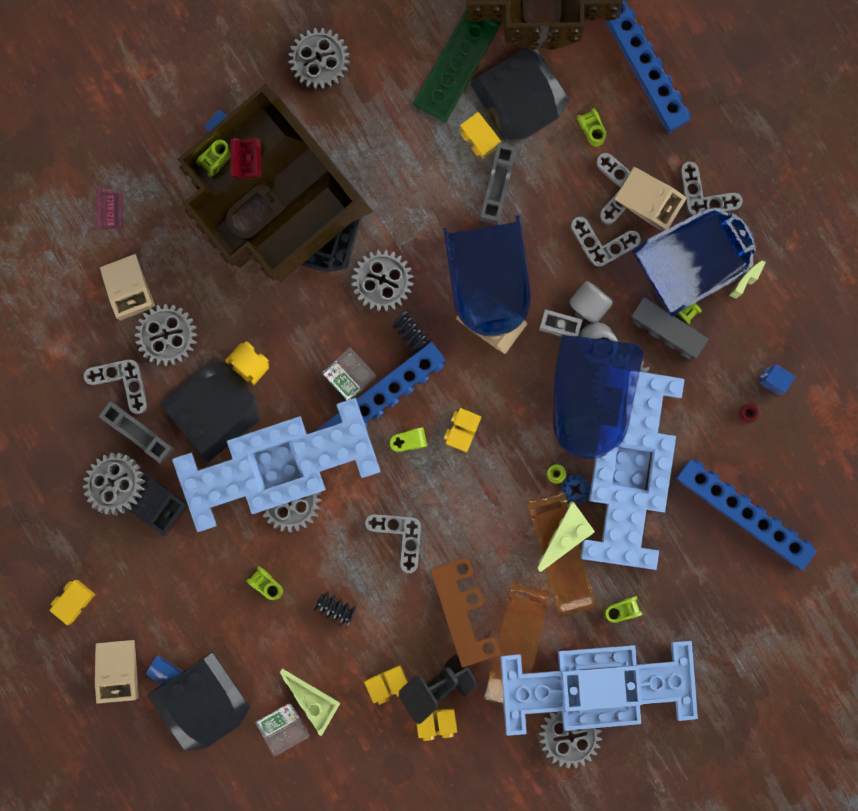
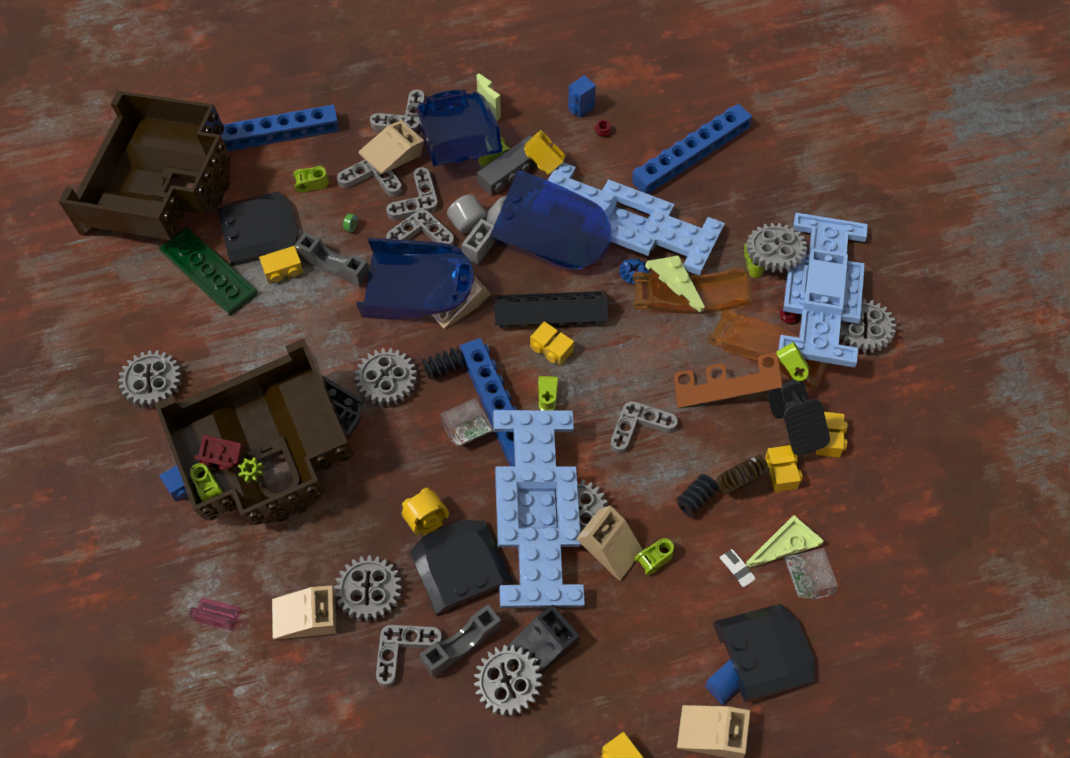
camera: 80 degrees left, 25 degrees down
(232, 196) = (245, 468): none -> lime gear
(262, 539) = (610, 541): none -> tan slope
(278, 661) = (737, 567): none -> white sticker
(362, 647) = (742, 474): none -> dark brown gear
(489, 673) = (791, 359): none -> lime piece
(505, 417) = (551, 308): none -> black slope
(550, 186) = (350, 222): none -> bright green tile
(556, 468) = (611, 277): lime plate -> none
(568, 256) = (420, 225): none -> light grey beam
(648, 629) = (776, 247): none -> light grey gear
(679, 364) = (546, 157): none -> yellow piece

